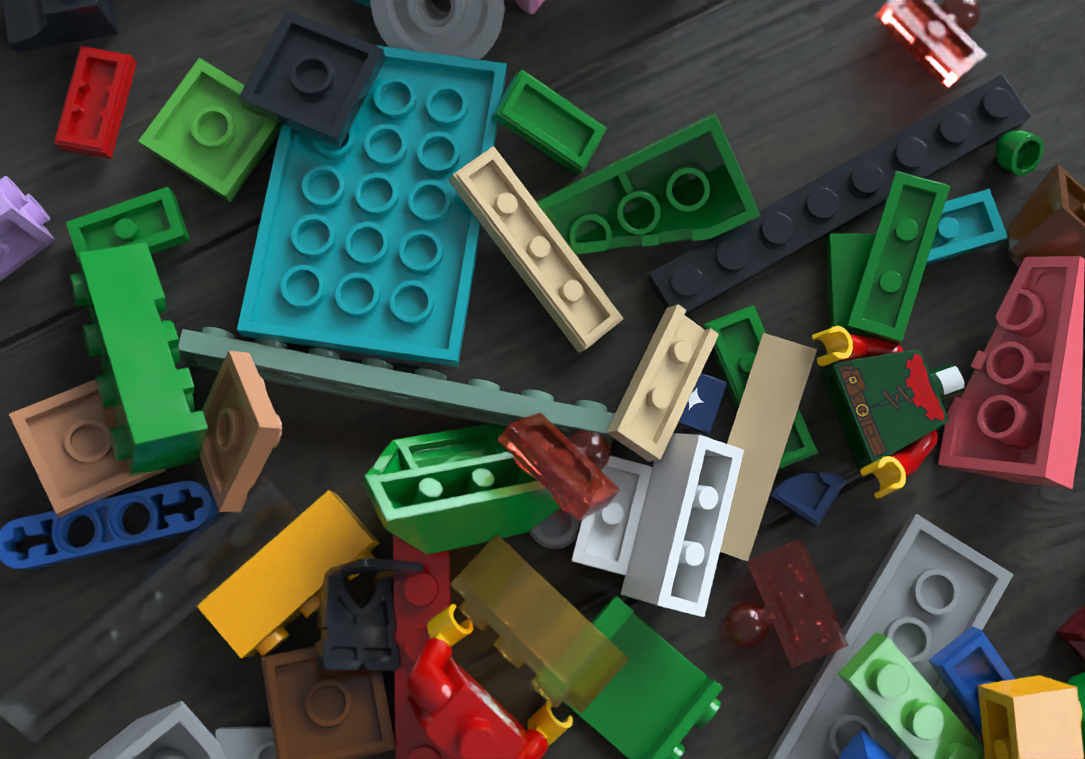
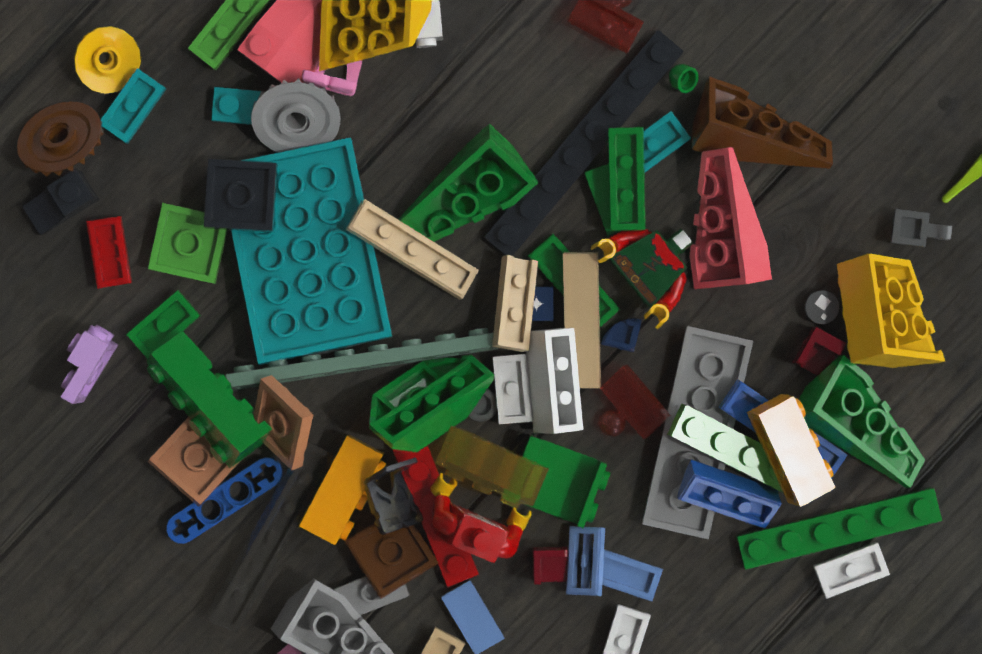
camera: 15 degrees left, 10 degrees up
(549, 122) = (390, 165): green tile -> none
(563, 465) = (474, 375): clear red plate -> none

